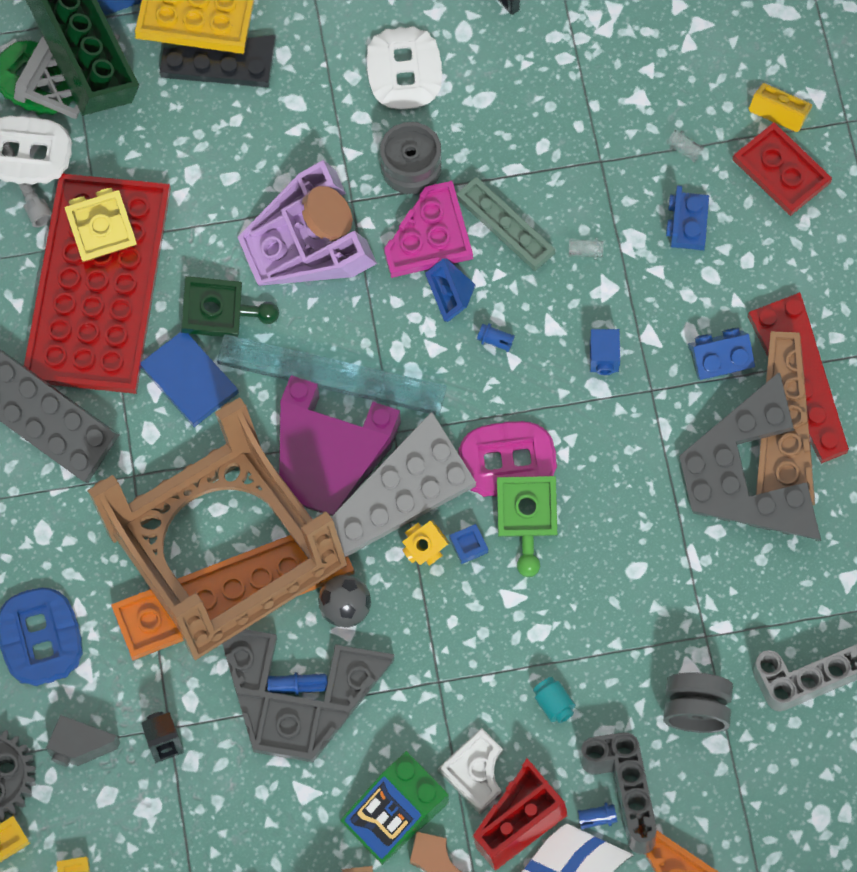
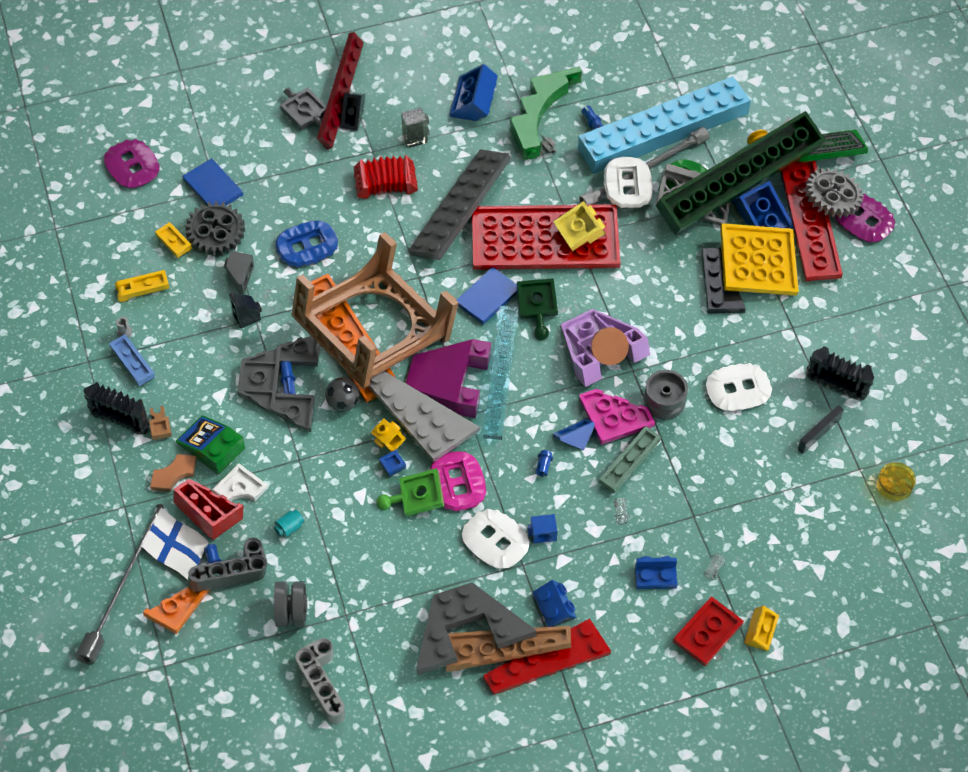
camera: 80 degrees right, 10 degrees down
(622, 432) = (486, 548): none -> white piece

